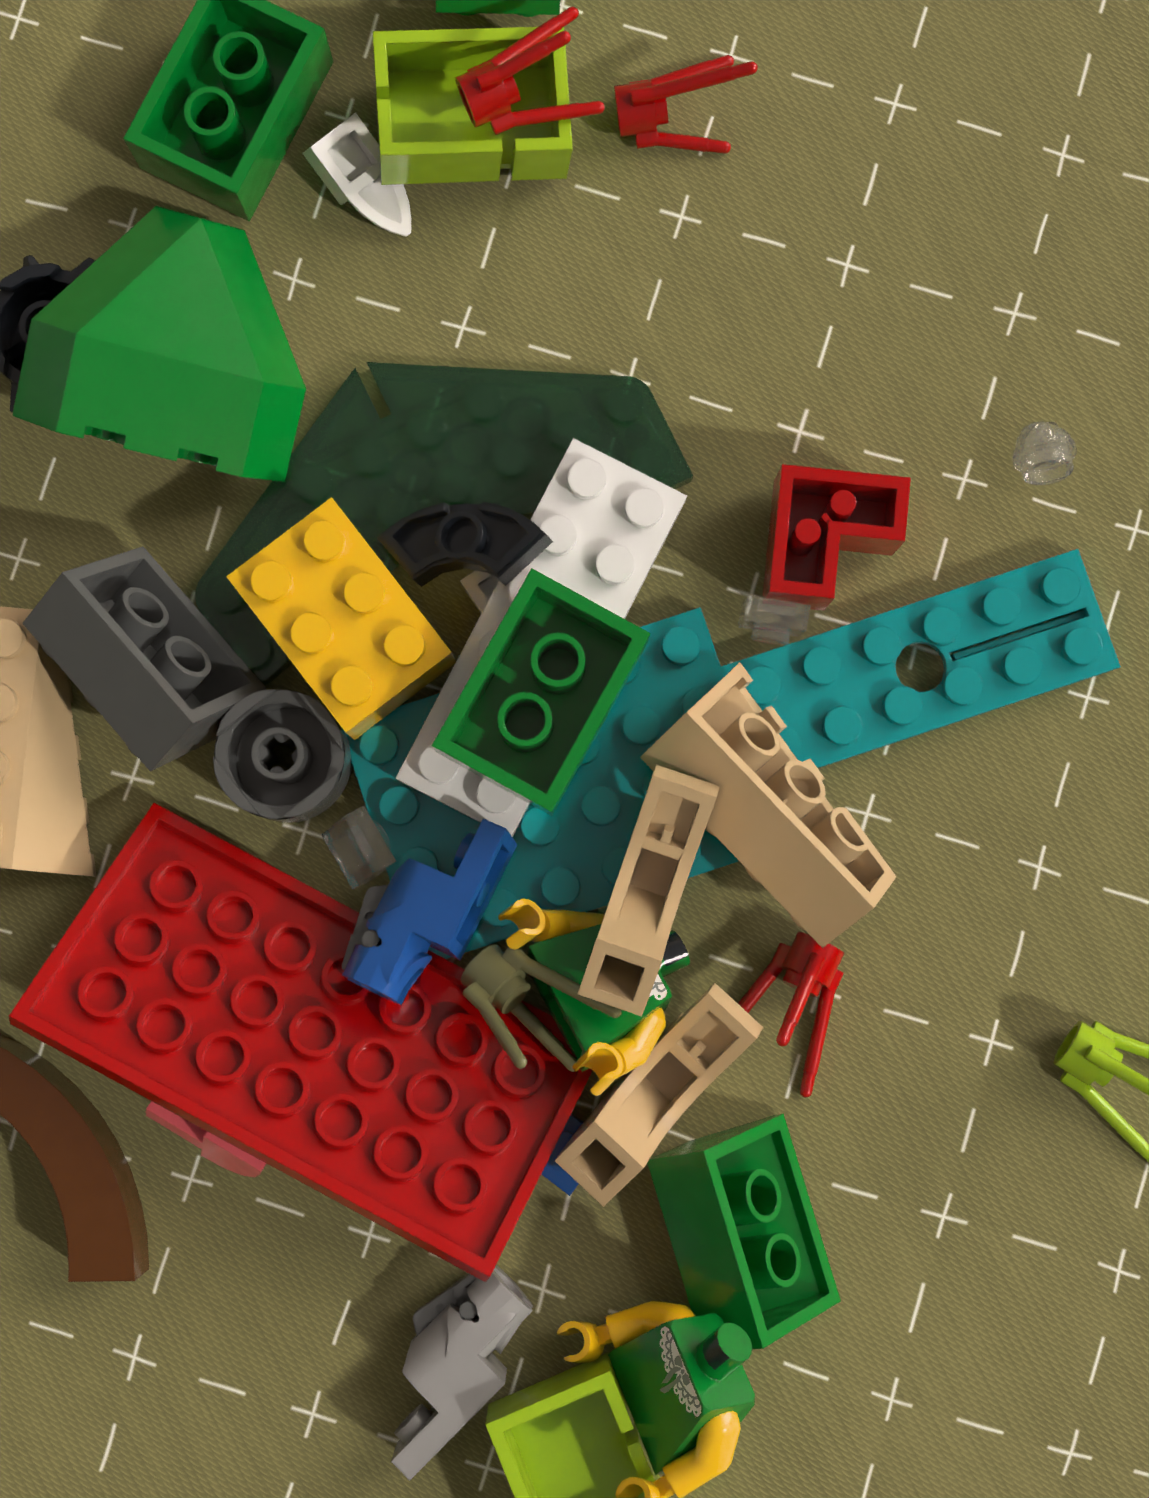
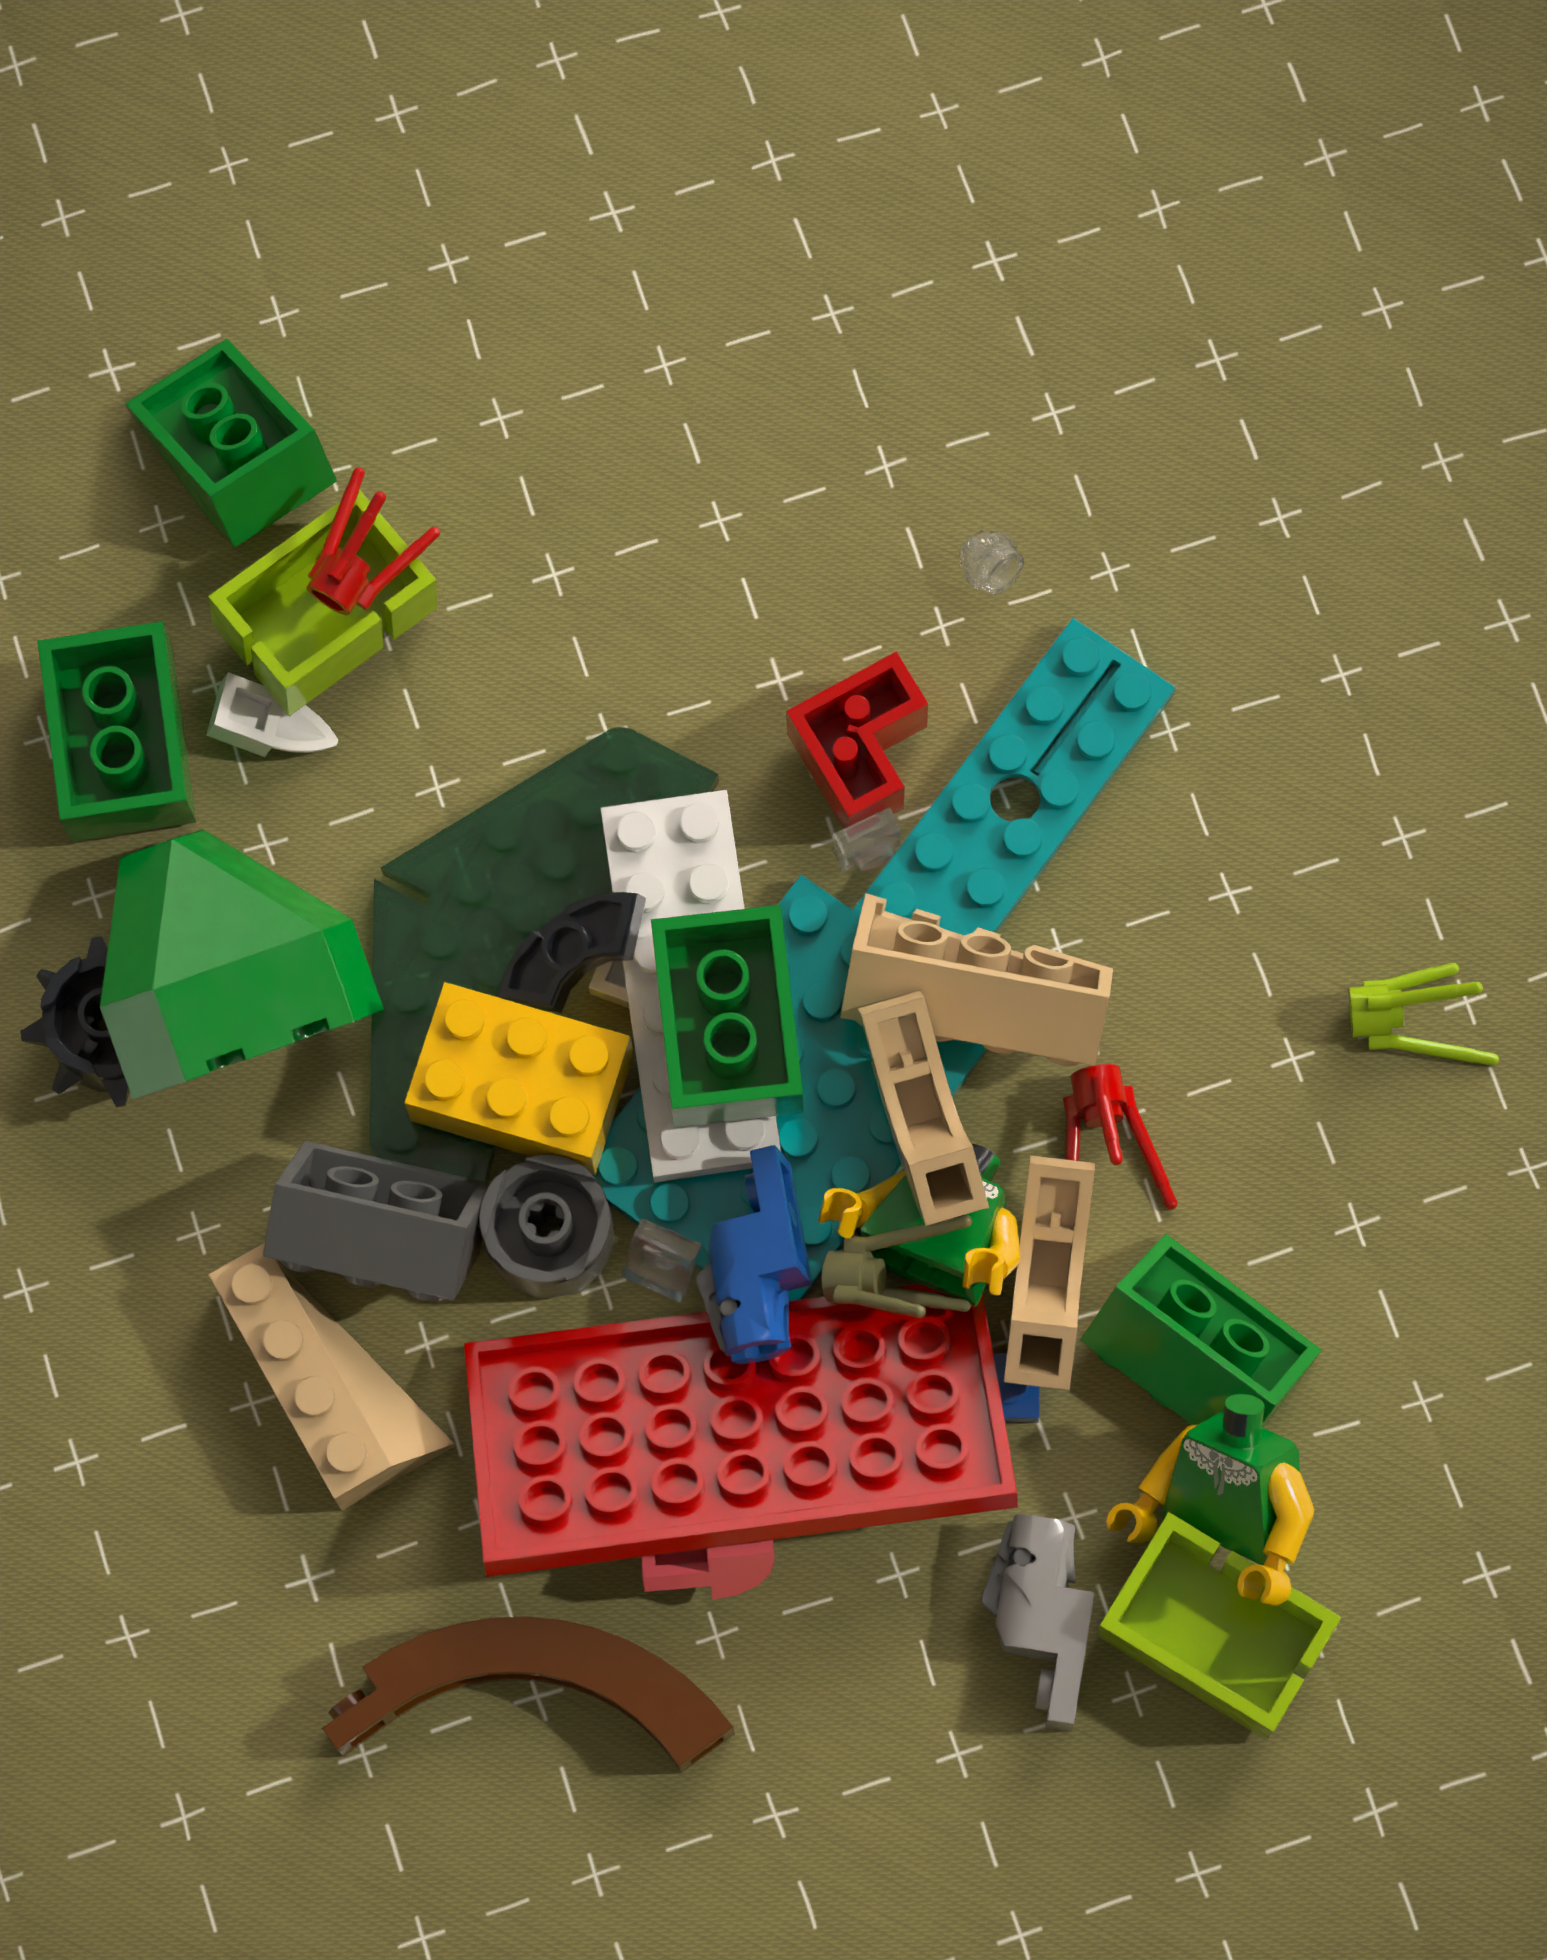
camera: 30 degrees left, 10 degrees down
(644, 104) = (461, 506): red plant -> none

